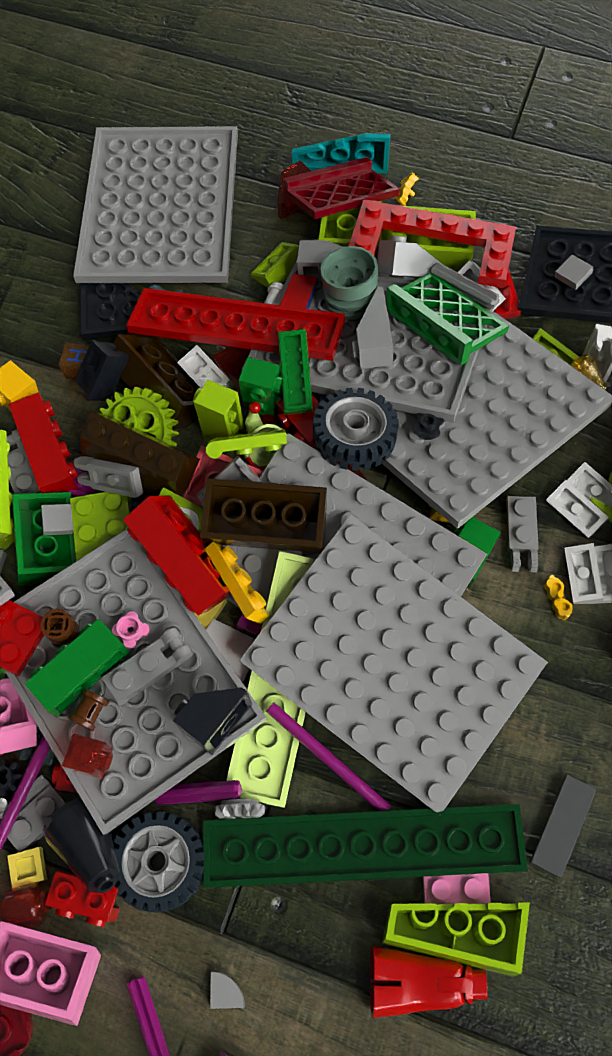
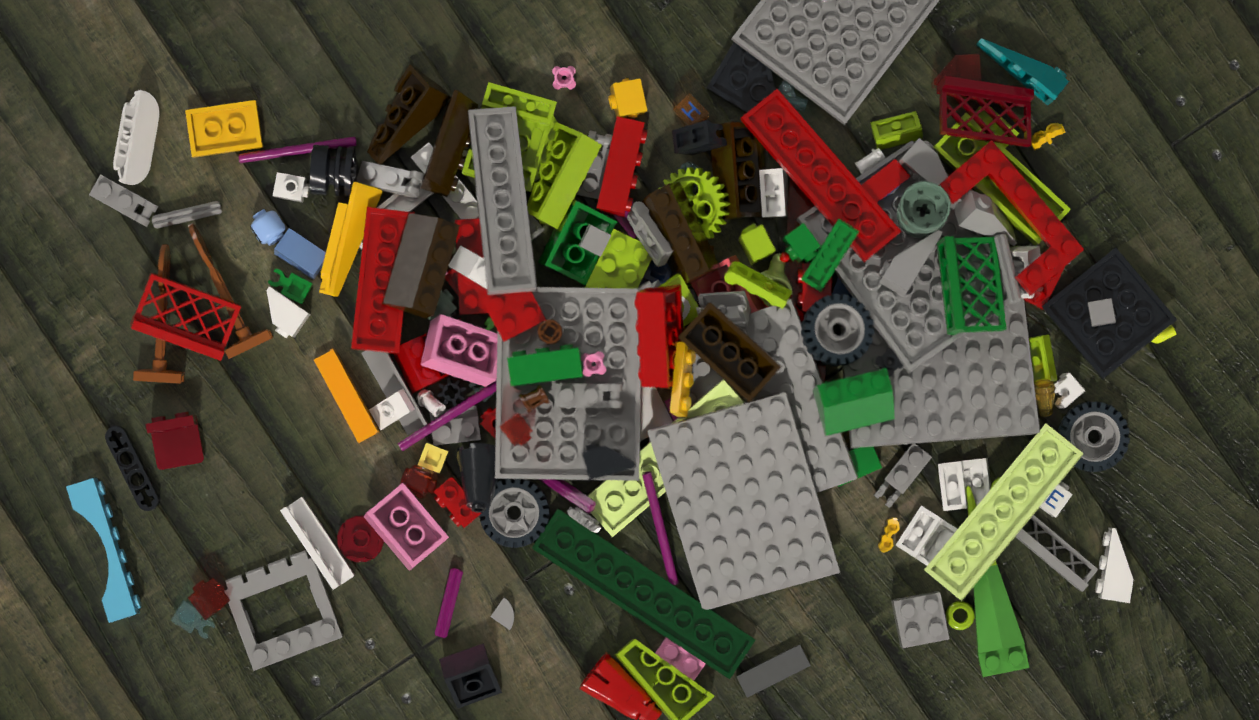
camera: 30 degrees right, 20 degrees up
(425, 475) = (855, 402): none -> green slope

